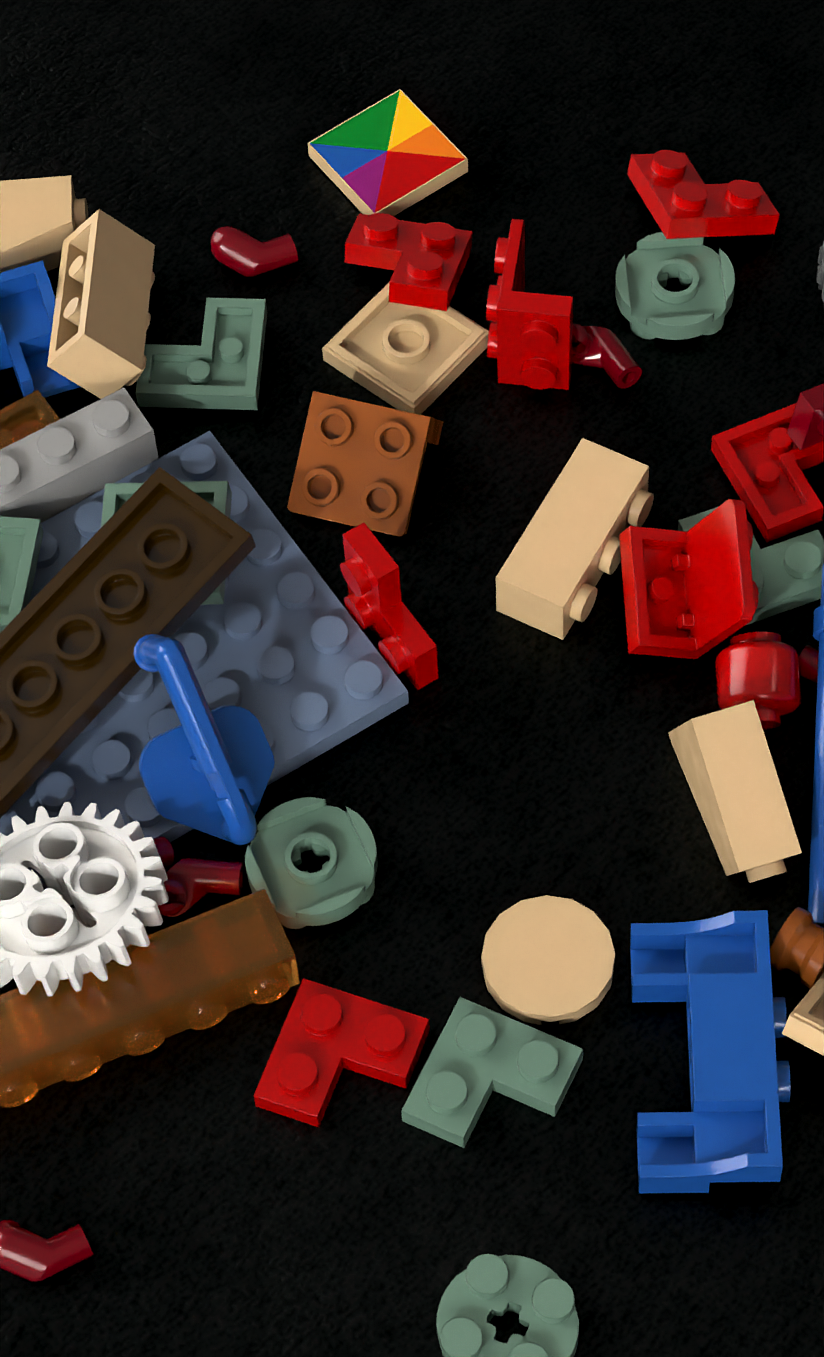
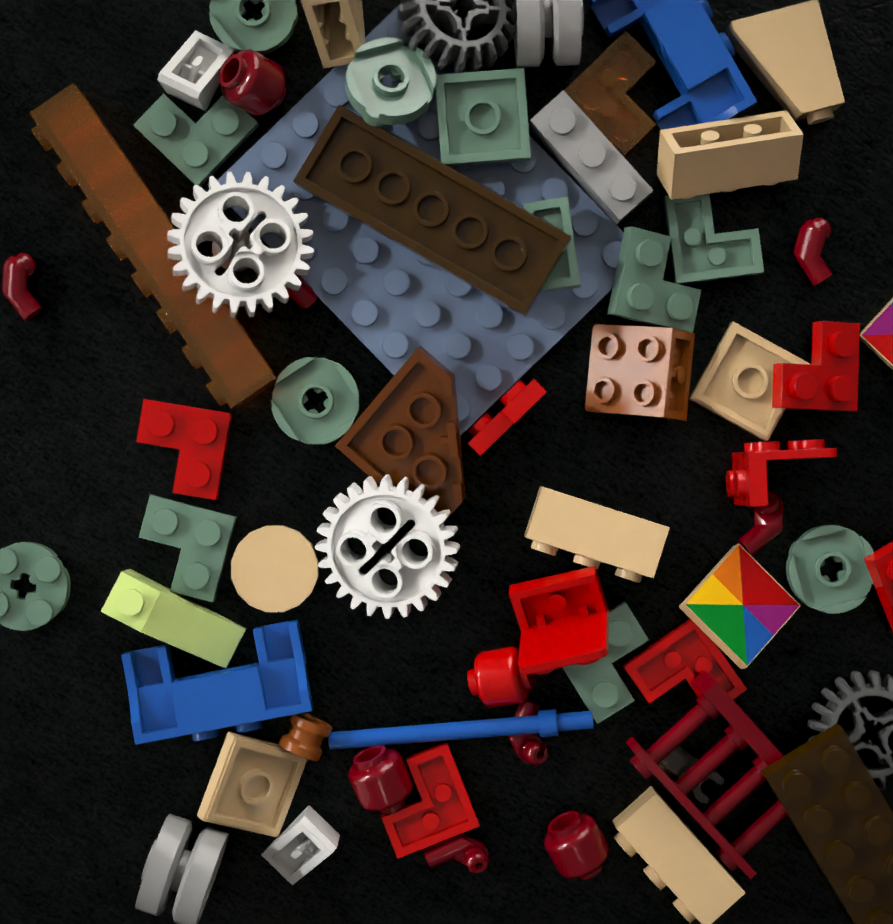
camera: 70 degrees right, 30 degrees up
(194, 878) = (291, 324): dark red arm -> none
(213, 763) = (361, 318): blue piece -> none
(251, 436) = (639, 284): none -> sand green plate
(396, 734) = (413, 432): none -> reddish brown plate
(494, 819) = (415, 573): none -> white gear
(592, 1112) = (172, 618): none -> yellowish green slope
(706, 388) = (739, 606): none -> tile
(737, 790) = (412, 673): tan slope -> none

